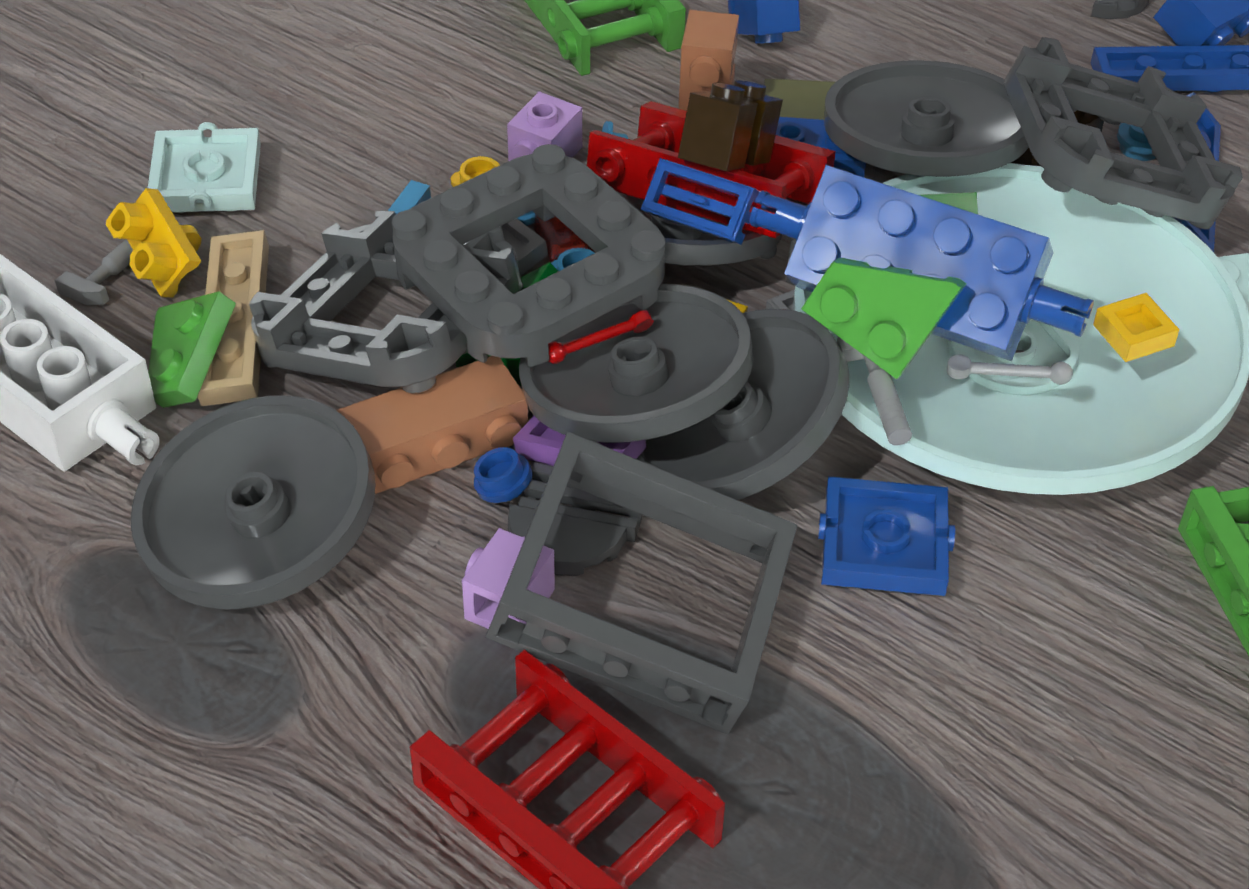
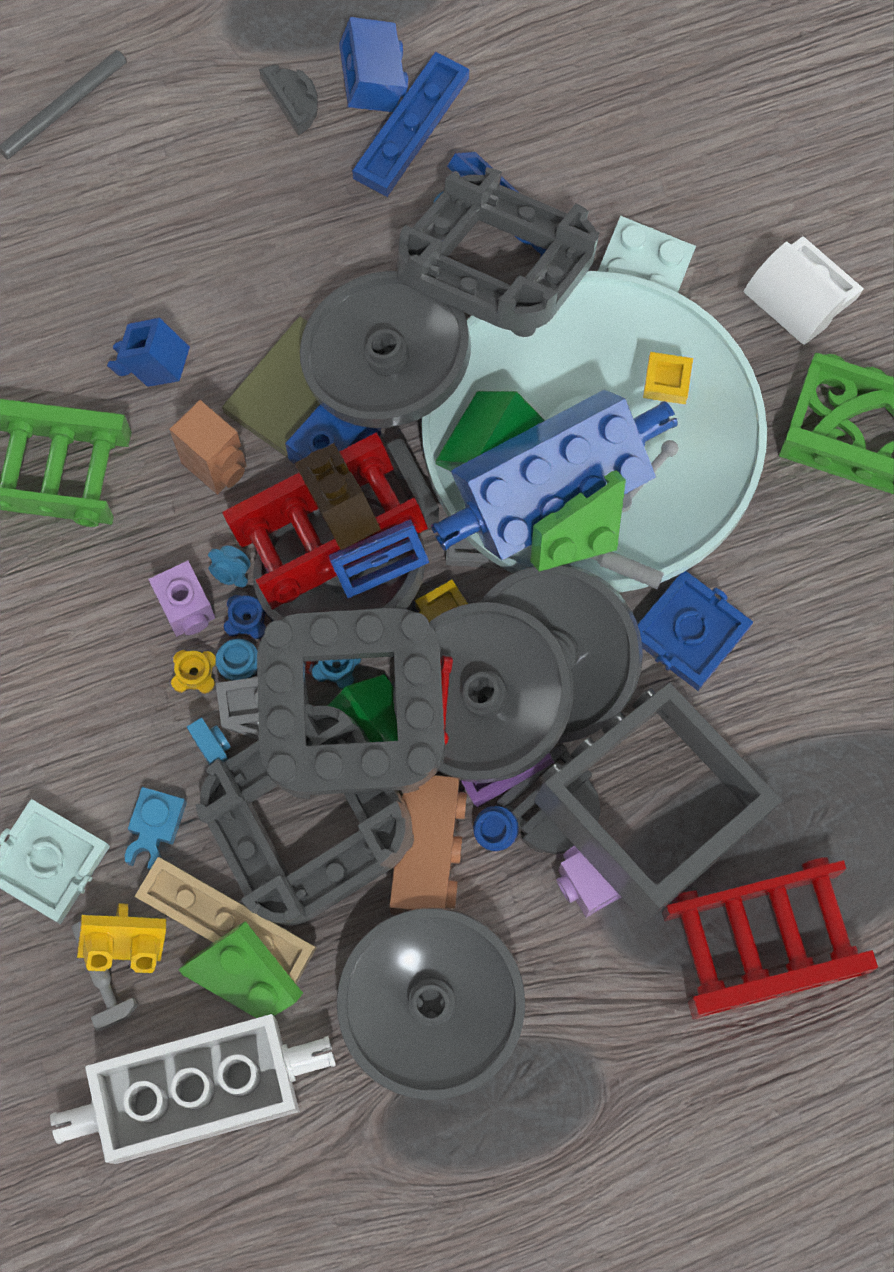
camera: 55 degrees left, 25 degrees up
(297, 227) = (155, 821): none -> dark azure plate

